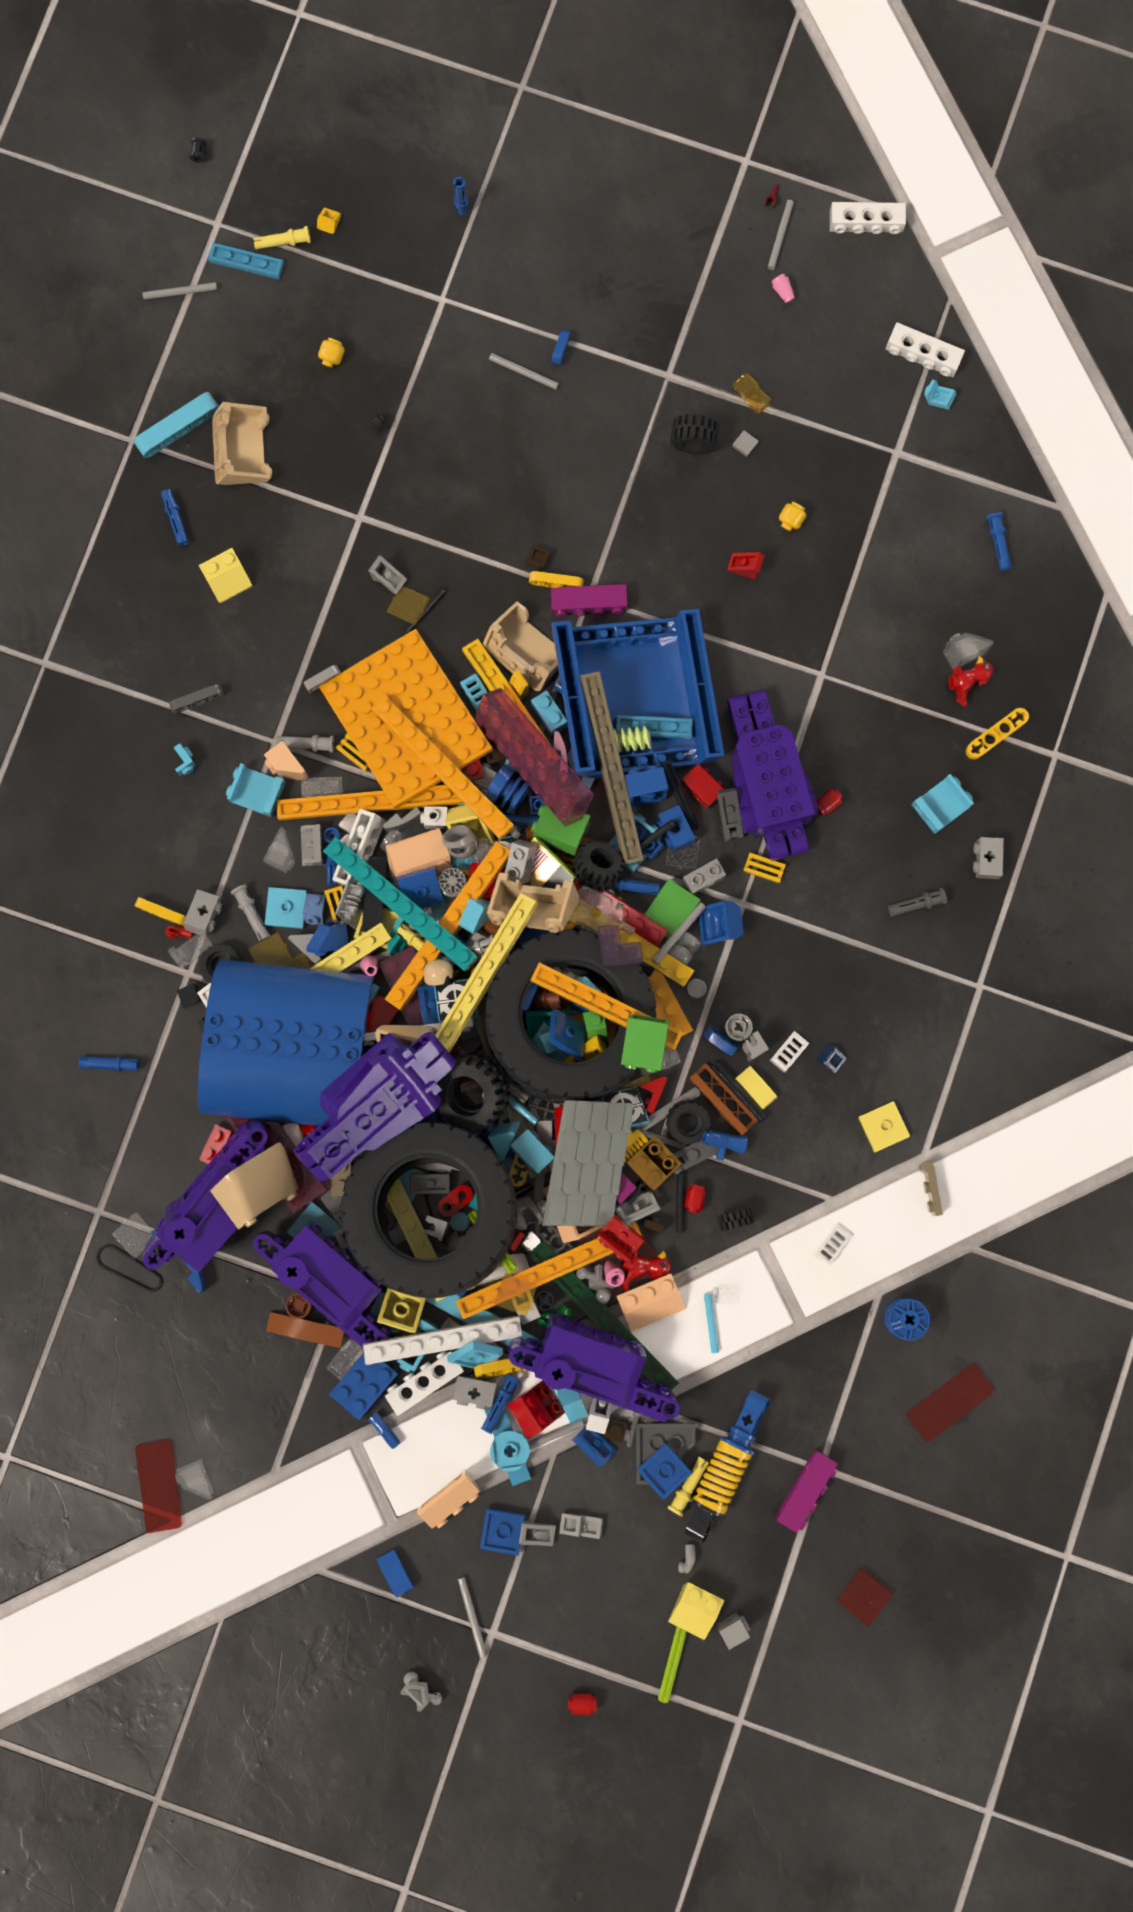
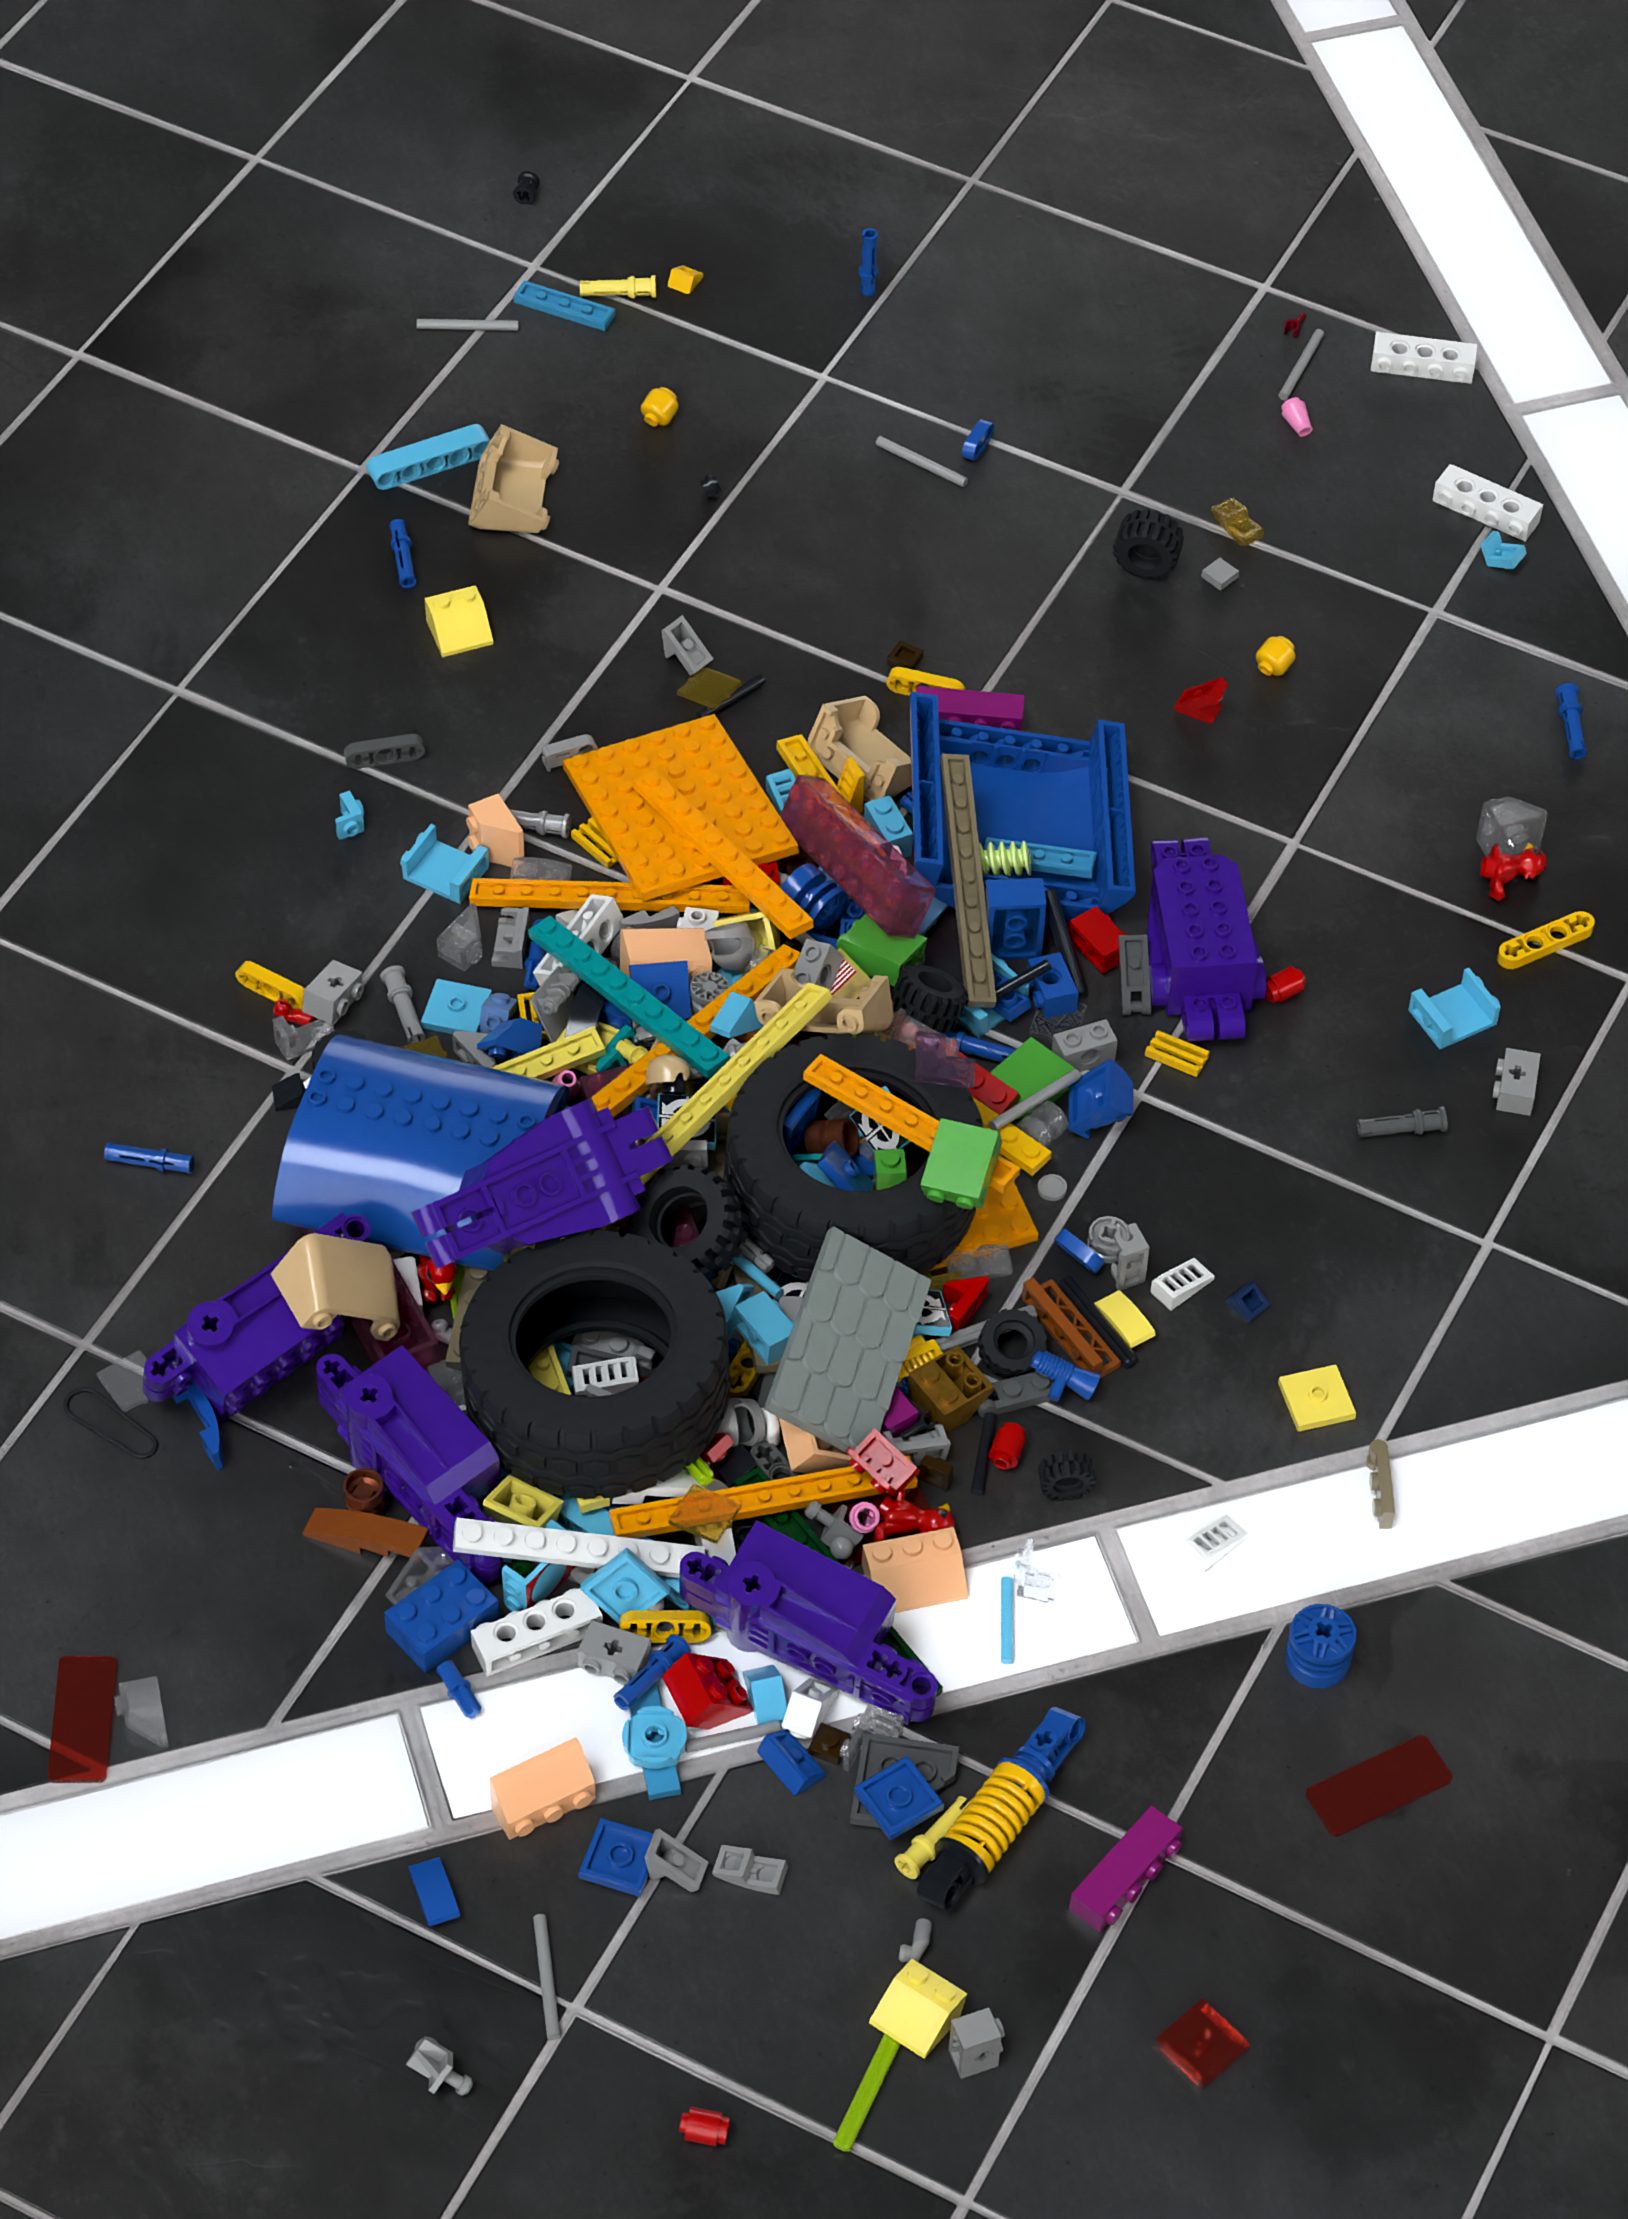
camera: 10 degrees right, 30 degrees down
(451, 1191) = (614, 1367): none -> white slope

